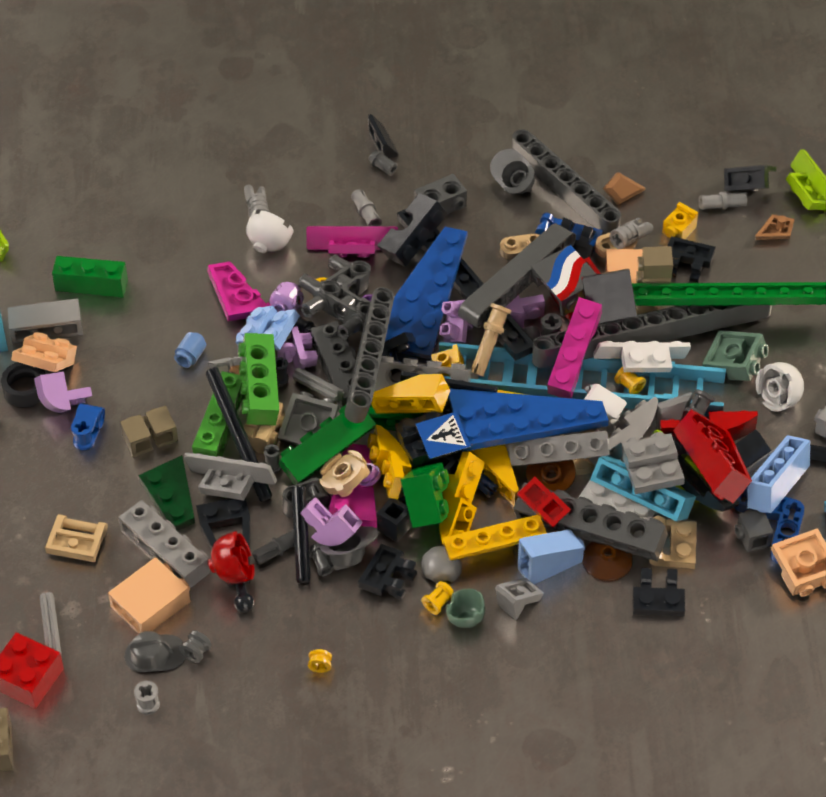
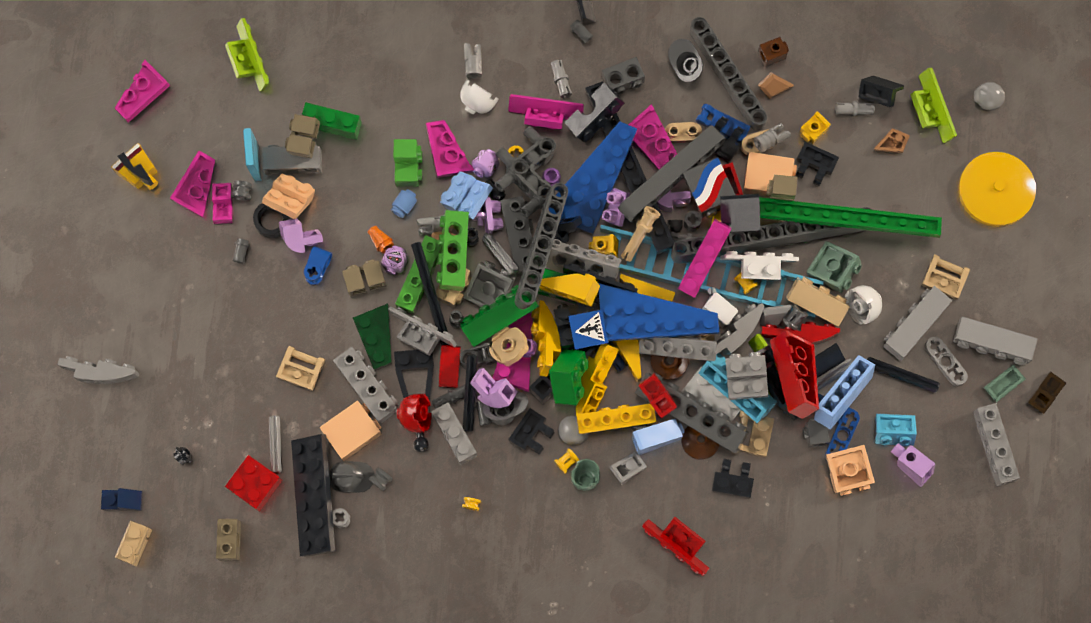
camera: 10 degrees right, 25 degrees up
(55, 281) = (306, 127): none -> dark tan piece
(107, 675) = (313, 495): none -> black plate
(167, 391) = (380, 239): none -> orange cone
(186, 408) = (395, 260): none -> lavender head
(189, 302) = (407, 158): none -> bright green brick
(270, 512) = (449, 366): none -> red slope
(286, 583) = (454, 433): none -> light grey brick
(486, 252) = (653, 138): none -> dark pink wing
(605, 667) = (681, 541): none -> red bracket
(614, 157) = (773, 51): none -> reddish brown brick
(725, 386) = (818, 300): none -> tan brick

